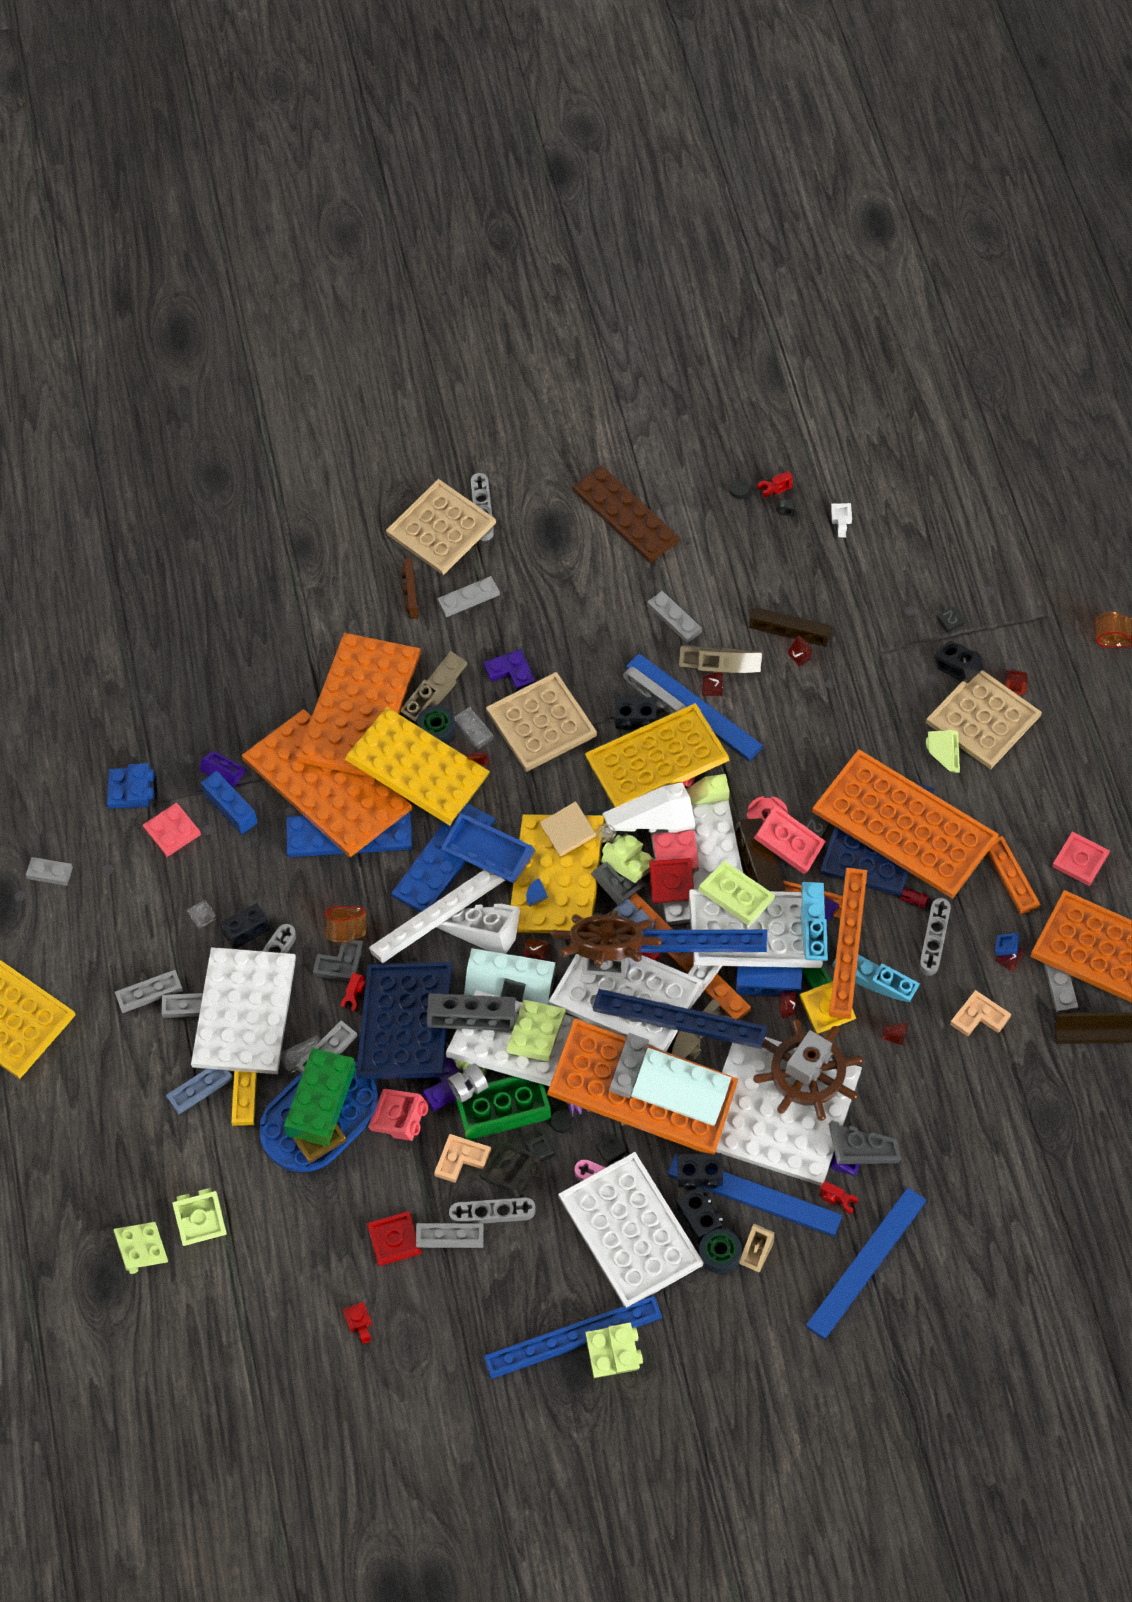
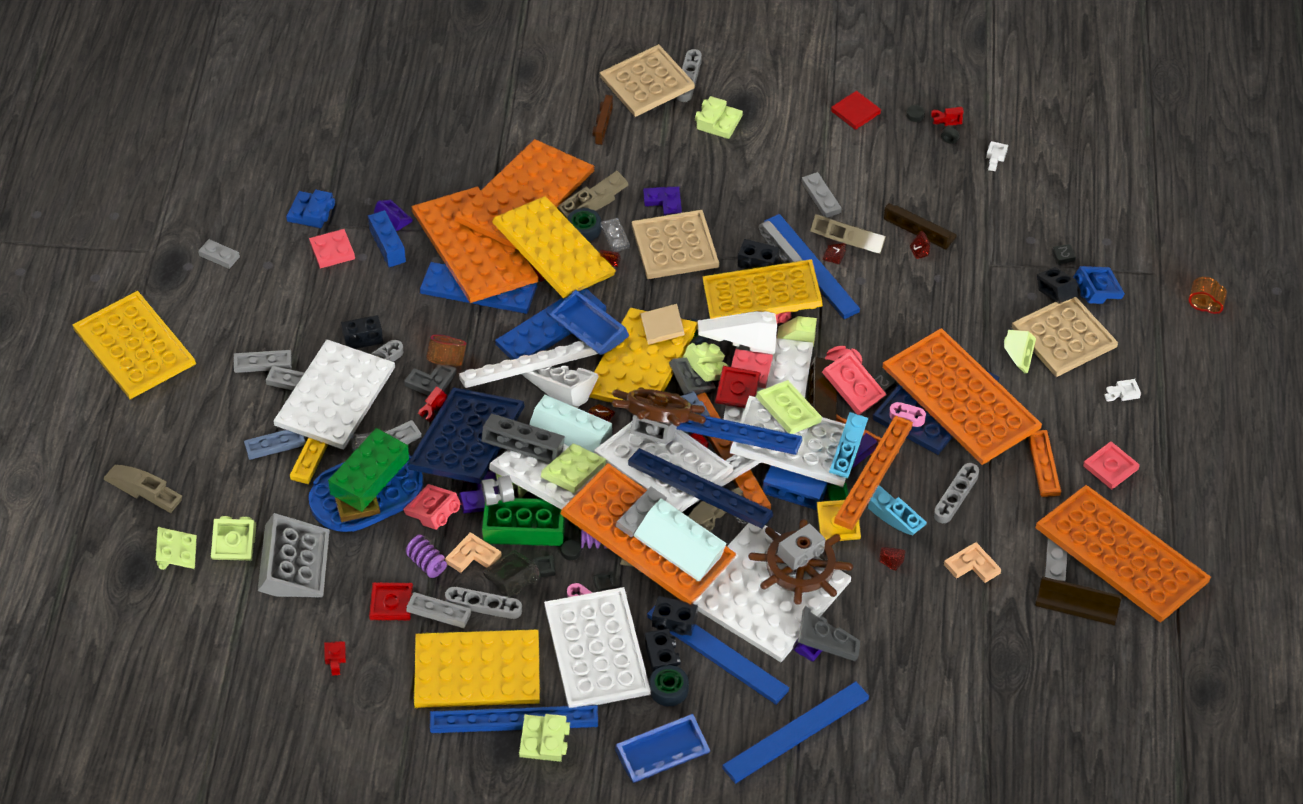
camera: 15 degrees right, 10 degrees down
(77, 1181) = (141, 483): none -> dark tan slope
(201, 914) = (330, 316): clear plate -> none
(272, 1220) = (293, 558): none -> light grey slope
(412, 1177) = (426, 556): none -> medium lavender piece
(468, 596) = (650, 138): light grey plate -> none
(513, 989) = (571, 435): pearl dark grey tile -> none
(513, 1290) = (477, 668): none -> yellow plate
(532, 551) = (717, 117): none -> yellowish green plate
(536, 893) = (616, 367): blue tile -> none
(606, 833) = (693, 335): clear plate -> none
(626, 514) = (809, 109): reddish brown plate -> none
(675, 501) = (855, 110): none -> red tile
(738, 1326) = (662, 748): none -> blue slope
(757, 1248) = (703, 691): tan slope -> none
(787, 1004) = (804, 509): clear red slope -> none
(834, 1194) = (789, 670): red plate -> none
(857, 860) = (908, 412): none -> bright pink beam
(915, 898) = (949, 458): dark red pin -> none
(998, 648) = (1098, 284): none -> blue plate
(1007, 944) = (1018, 514): blue tile -> none
(1011, 961) = (1019, 526): clear red slope -> none
(1016, 681) = (1105, 315): clear red slope -> none
(1067, 765) = (1124, 389): none -> white plate

